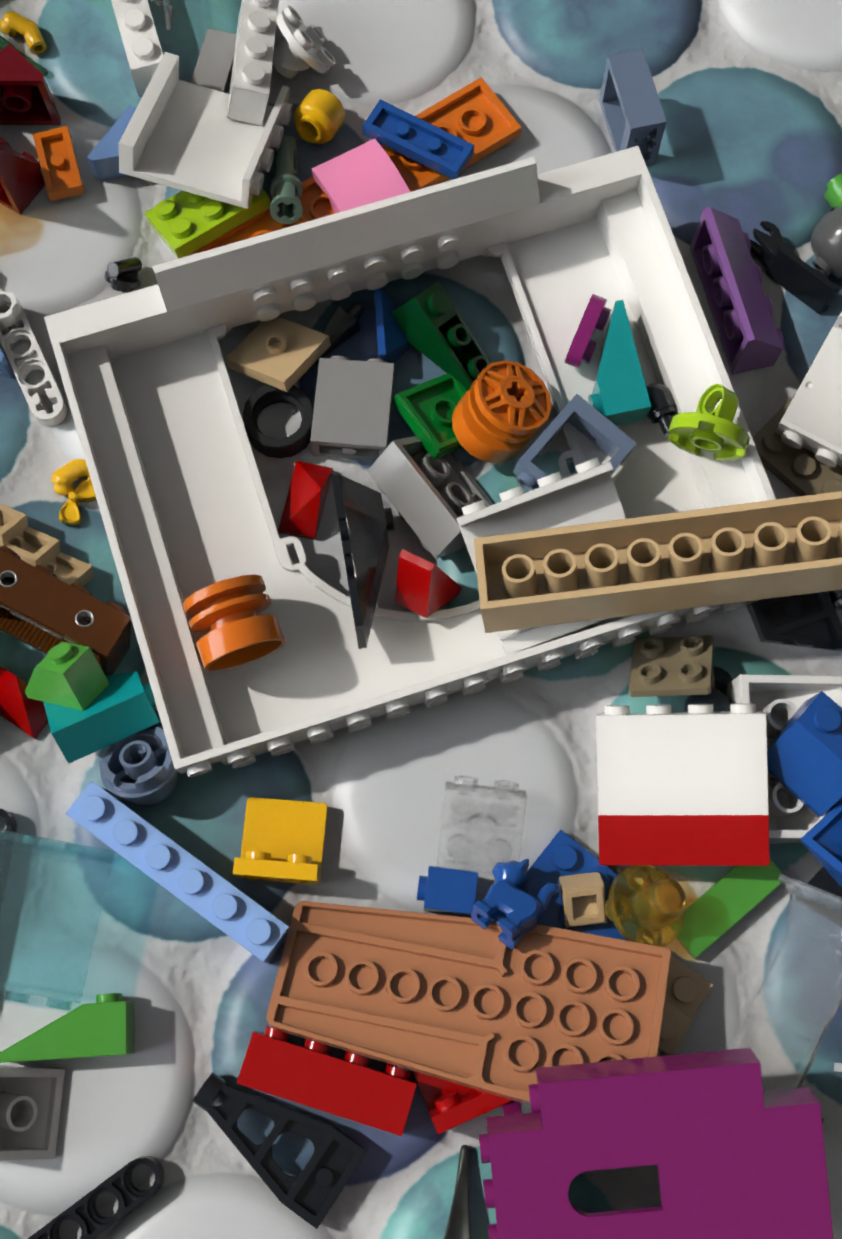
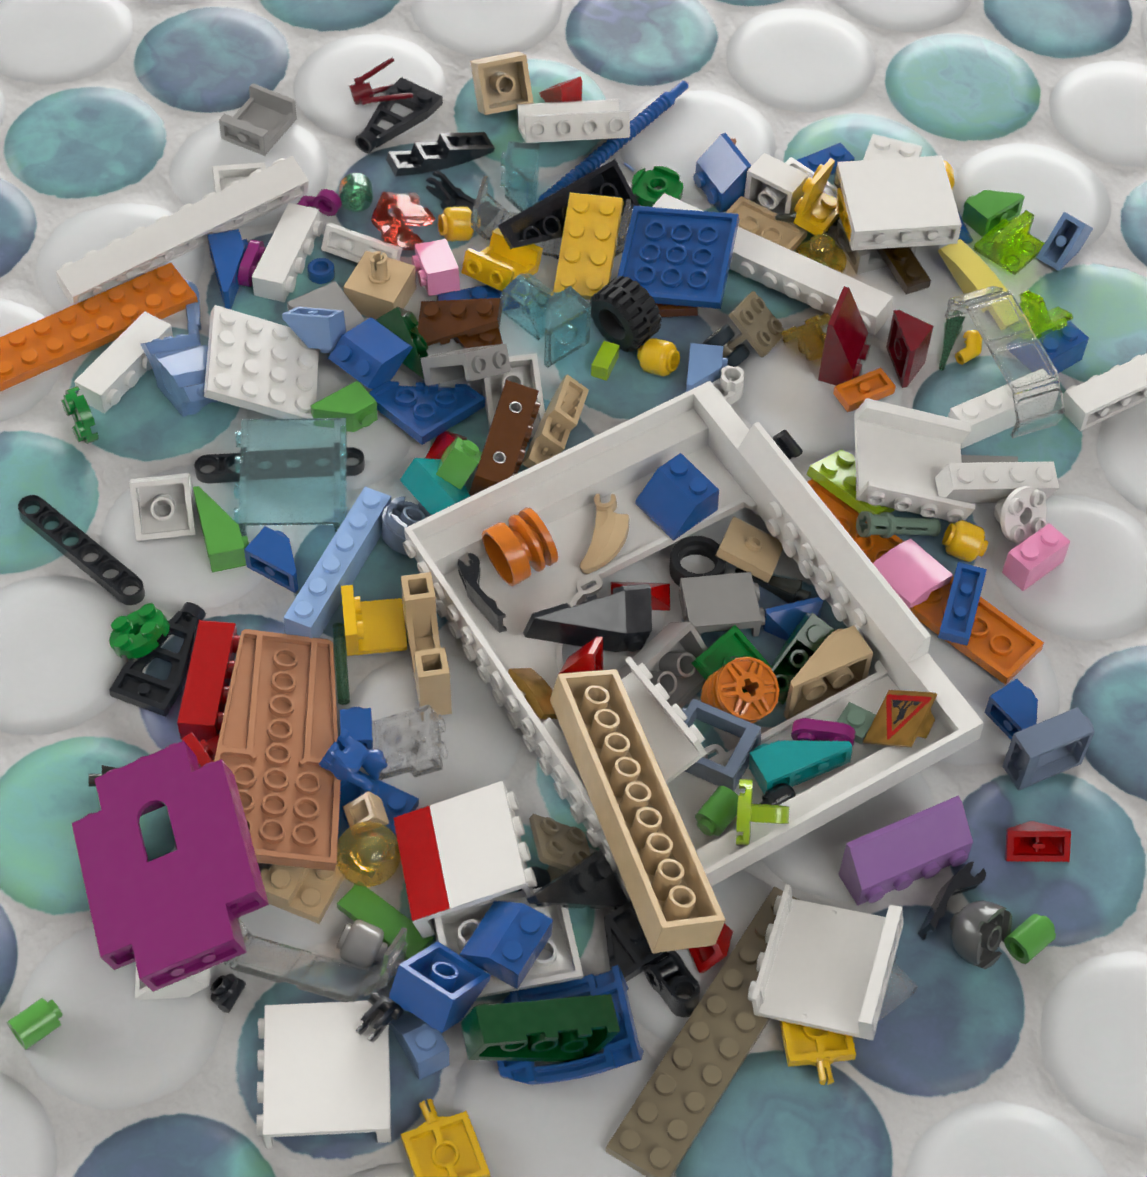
camera: 75 degrees right, 20 degrees down
(141, 960) = (273, 558): none -> blue slope
(198, 410) = (678, 497): none -> blue slope
(210, 1187) = (138, 632): none -> green plate
(229, 511) = (608, 535): none -> tan piece
(259, 699) = (487, 606): none -> black arm
(301, 775) = (427, 656): none -> tan arch
(330, 895) = (341, 664): none -> clear green bar
(361, 49) = (1036, 556): none -> bright pink brick
(459, 646) = (536, 691): none -> pearl gold slope
(482, 301) = (834, 666): none -> tan slope
(569, 132) = (1013, 708): none -> blue slope
(571, 294) = (857, 718): none -> sand green plate
(598, 237) = (902, 718): none -> pearl gold piece
(664, 474) = (717, 811): none -> bright green brick
(730, 160) = (1037, 843): none -> red slope
(742, 648) = (583, 885): none -> black wing
(761, 935) = (362, 943): none -> light grey head

